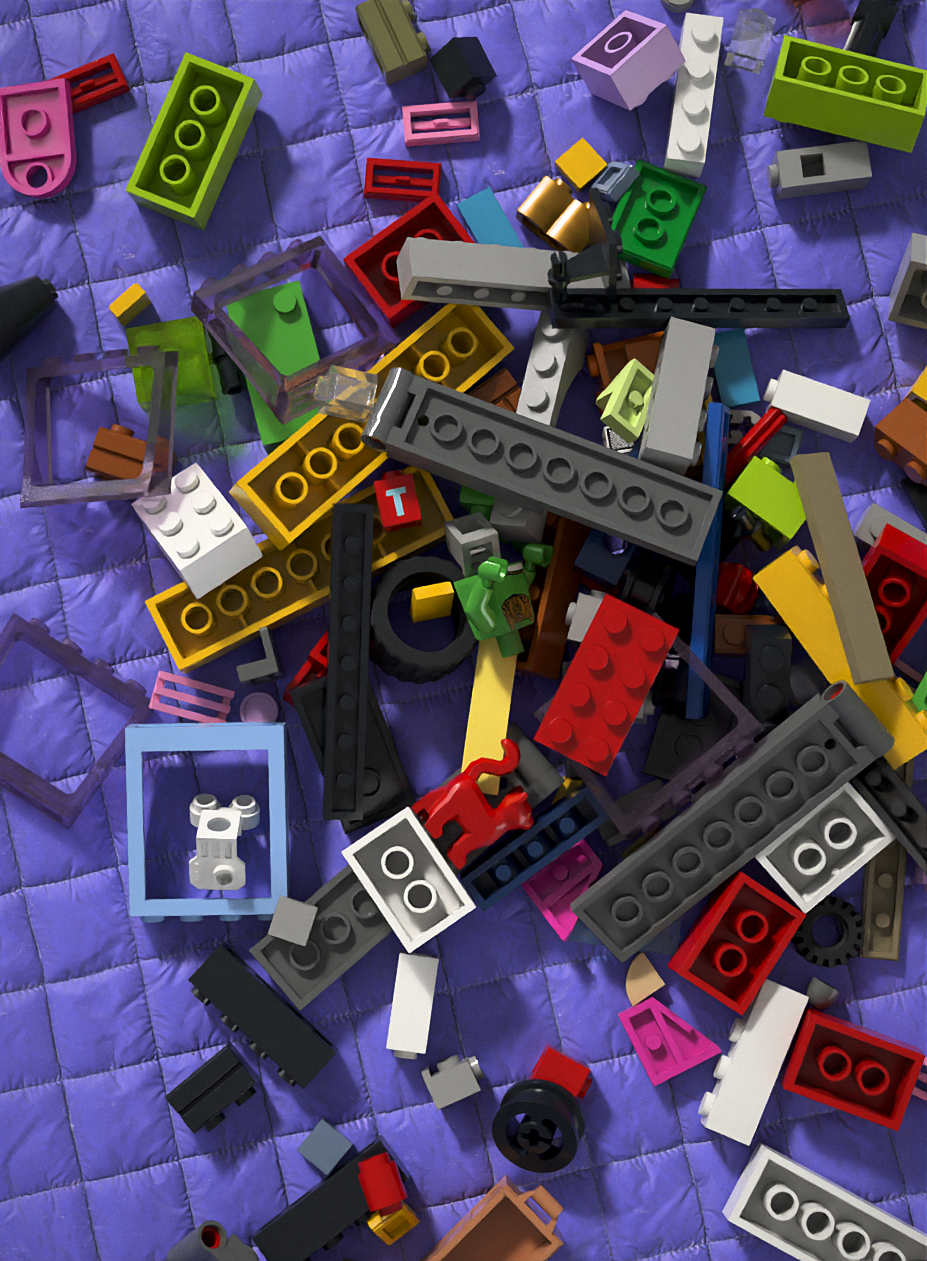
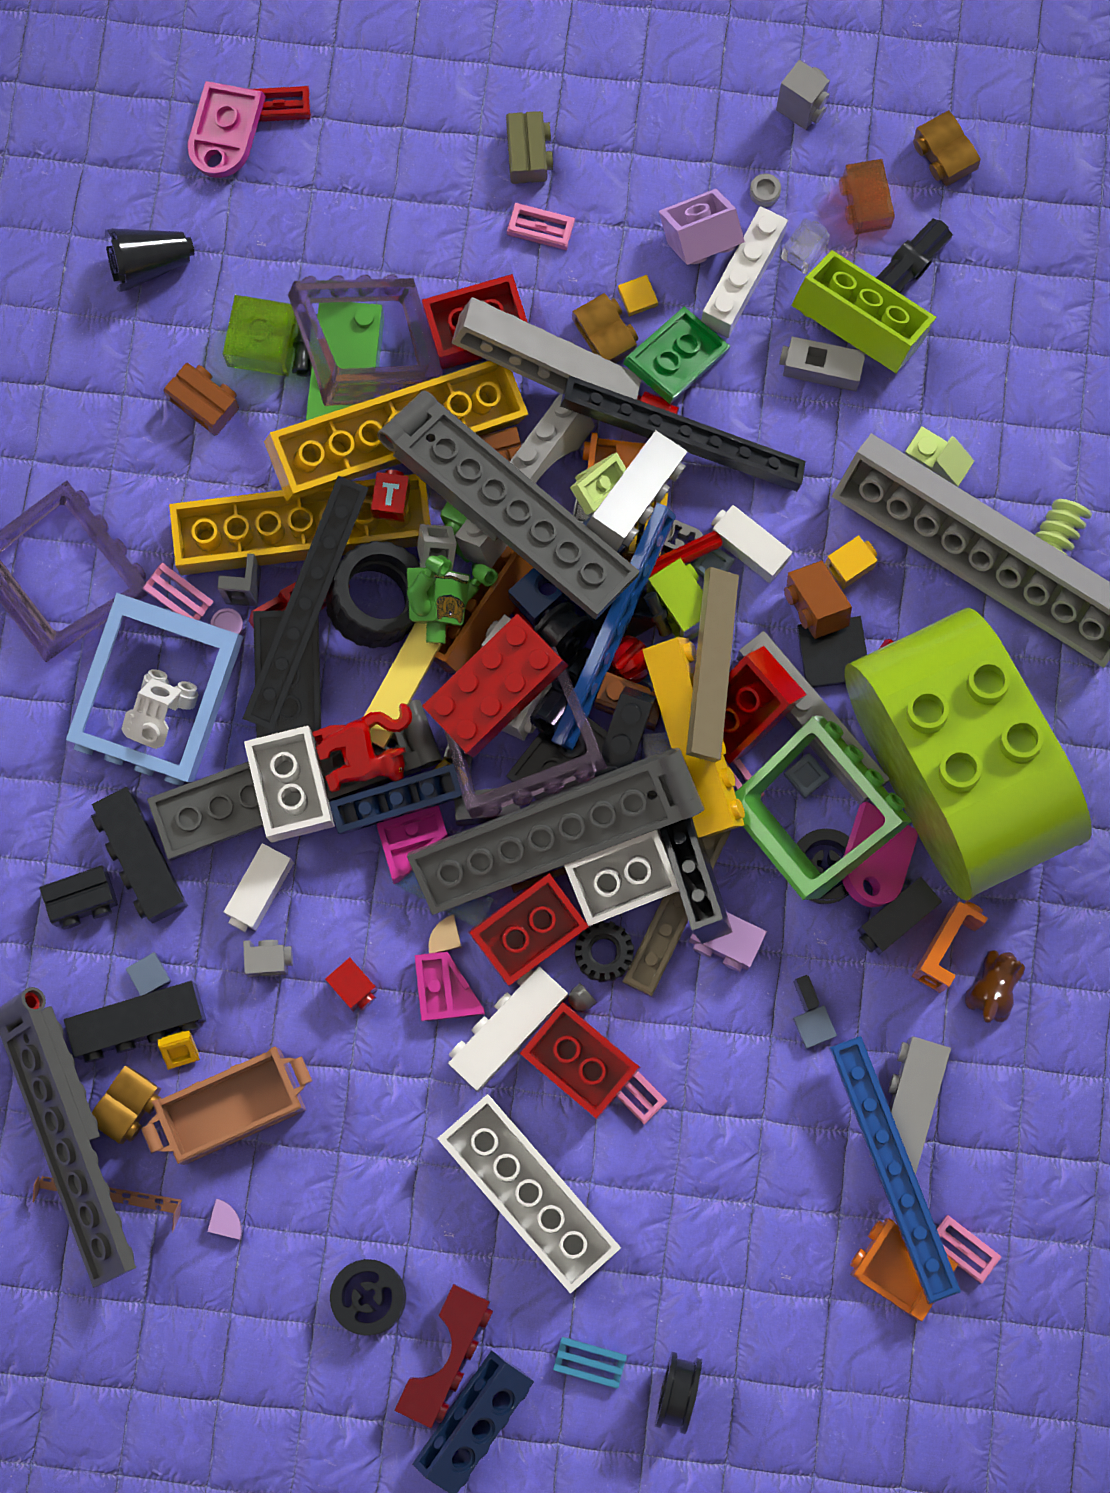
camera: 20 degrees right, 5 degrees down
(129, 304) = (246, 279): yellow tile -> none
(156, 477) = (216, 406): clear purple windscreen -> none
(194, 141) = (343, 173): lime brick -> none
(198, 531) = (230, 464): white brick -> none
(293, 920) = (189, 787): light grey tile -> none
(346, 393) = (379, 396): clear brick -> none
(382, 1184) = (179, 1011): red brick -> none
(401, 166) = (498, 248): red tile -> none
(431, 601) = (388, 582): yellow tile -> none
(463, 68) = (572, 189): black brick -> none
(487, 220) = (548, 311): dark azure tile -> none
(532, 1141) = (330, 1005): black wheel -> none
(594, 262) = (606, 365): black plate -> none
(615, 180) = (657, 316): sand blue tile -> none
(734, 370) = (697, 493): dark azure tile -> none

